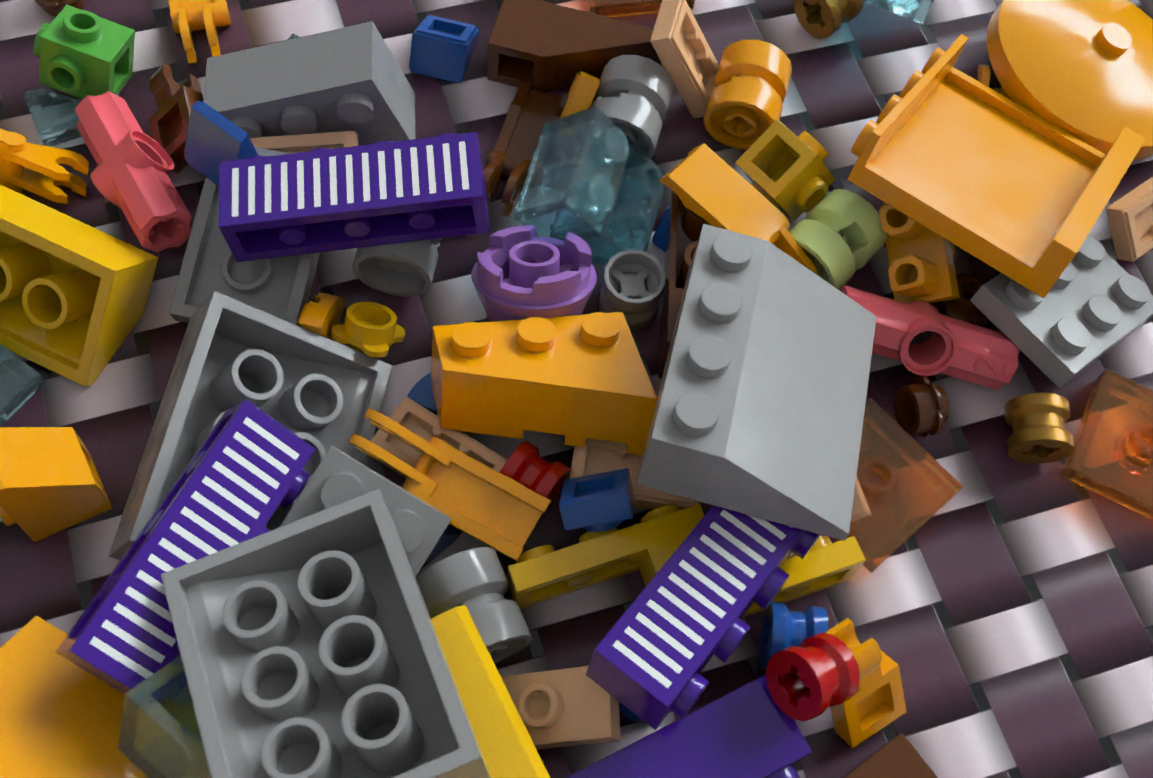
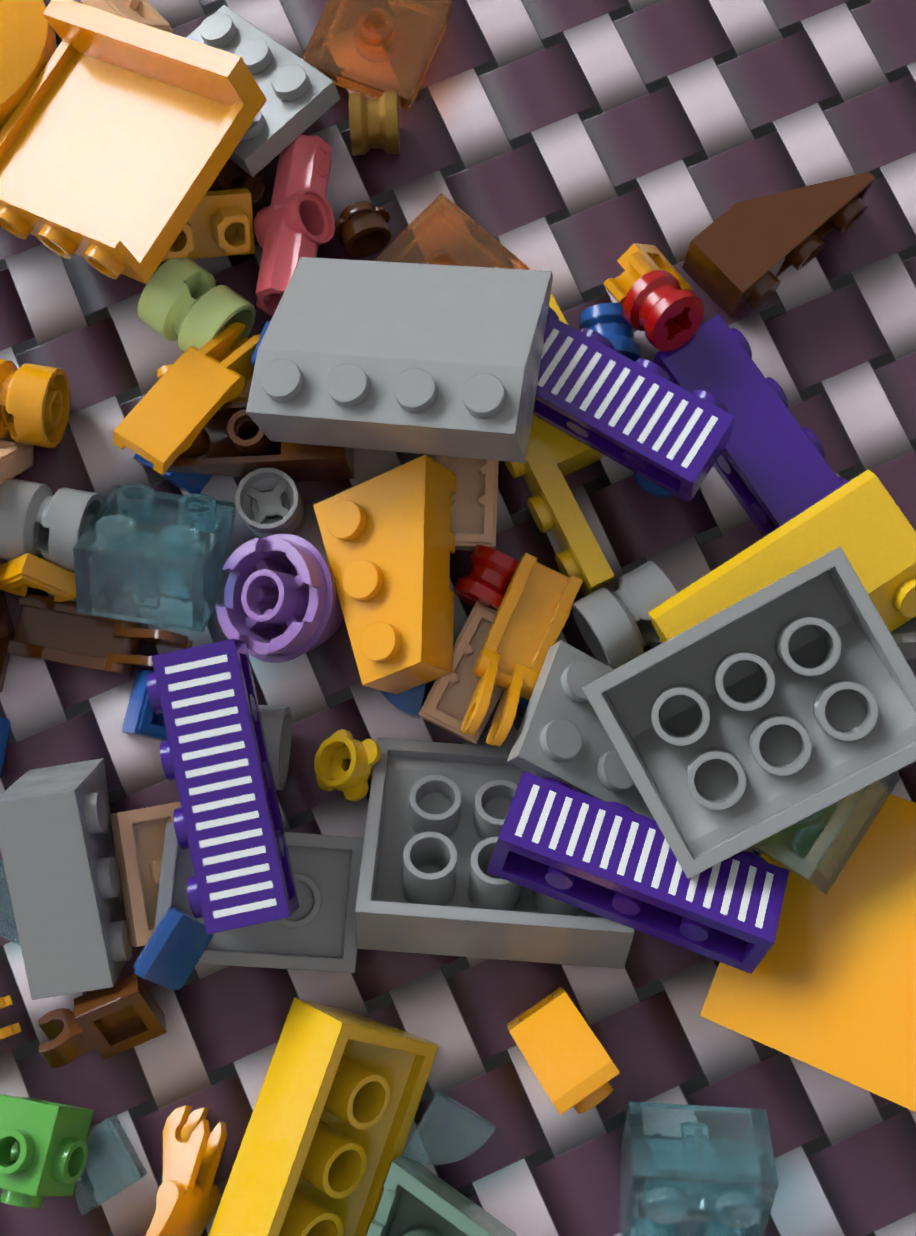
camera: 85 degrees left, 15 degrees up
(133, 172) = (183, 1055): coral piece -> none
(322, 314) = (336, 815): light orange tile -> none
(564, 708) = (706, 528): light nougat plate -> none
(597, 500) = (514, 512): blue plate -> none
(787, 169) = (117, 380): yellow brick -> none

